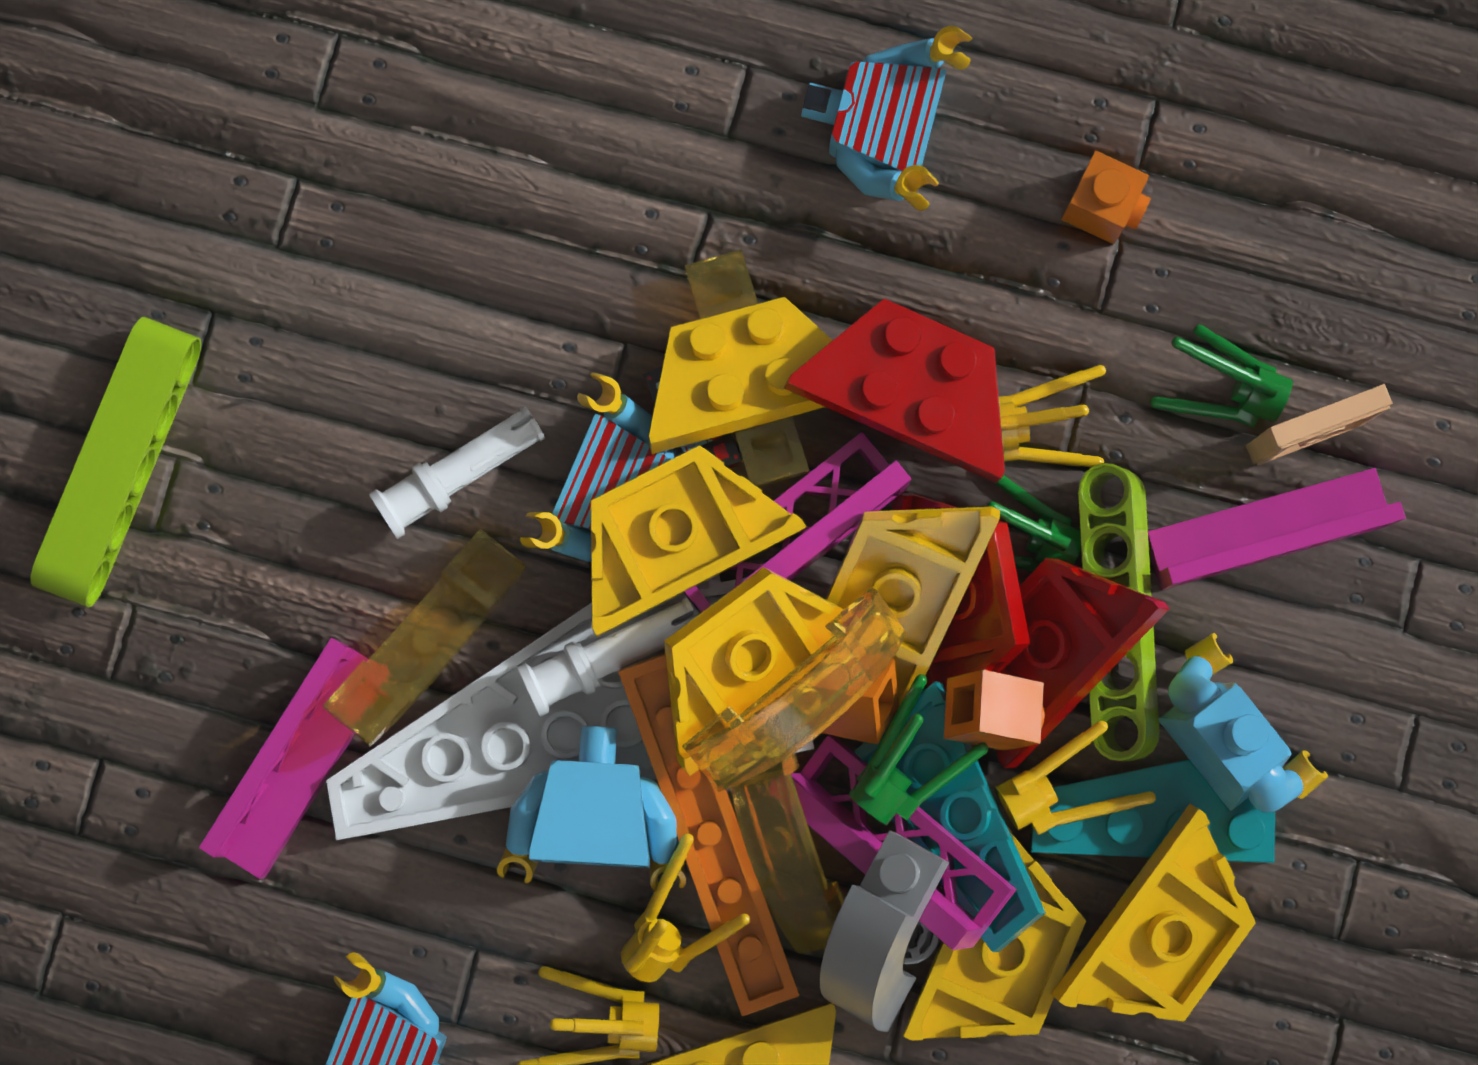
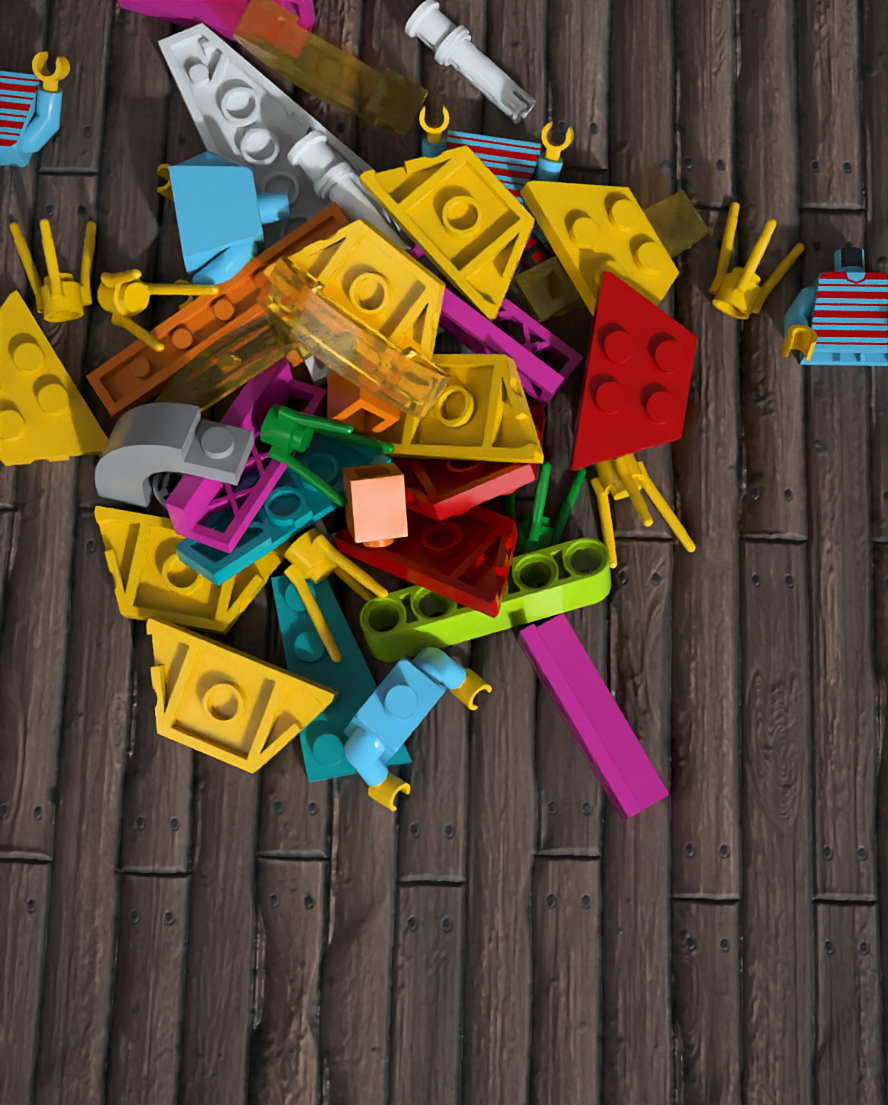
camera: 75 degrees right, 5 degrees down
(820, 231) = (738, 291): none -> yellow plant
(1108, 198) = (838, 510): orange brick -> none
(1256, 387) = (709, 678): green plant -> none
(1319, 425) = (690, 727): light nougat tile -> none

